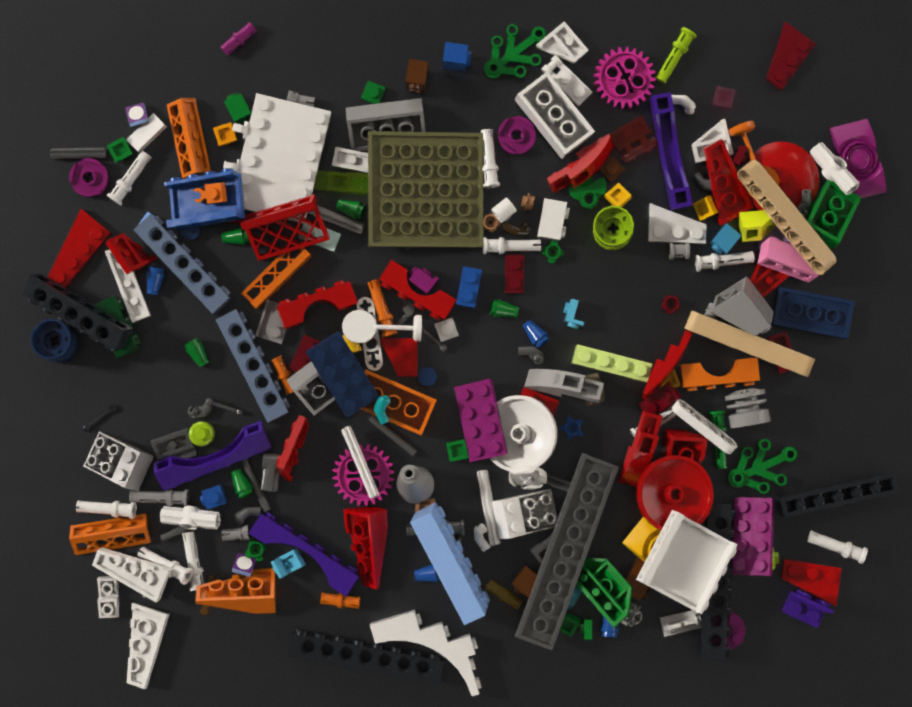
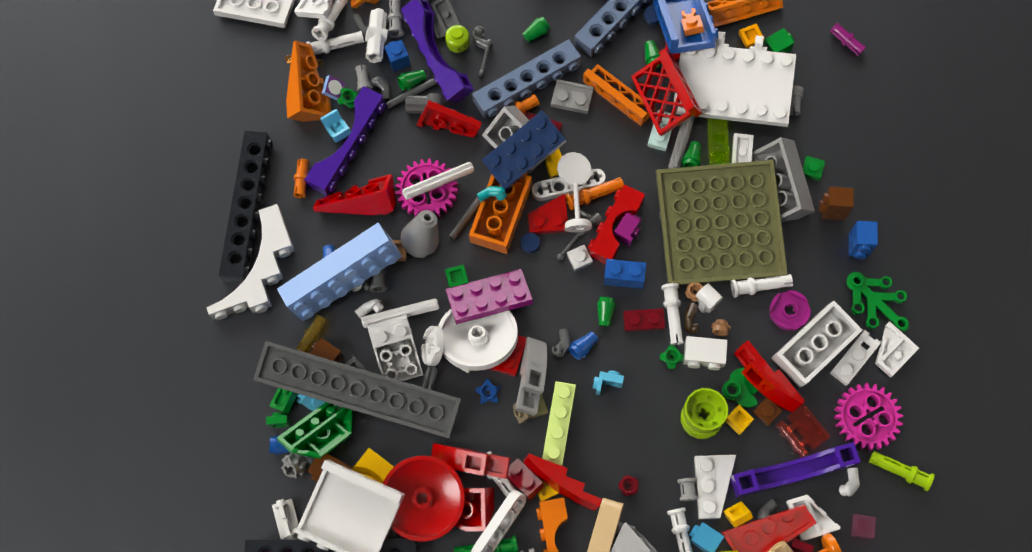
camera: 95 degrees right, 15 degrees down
(340, 297) = (582, 107): red arch -> none

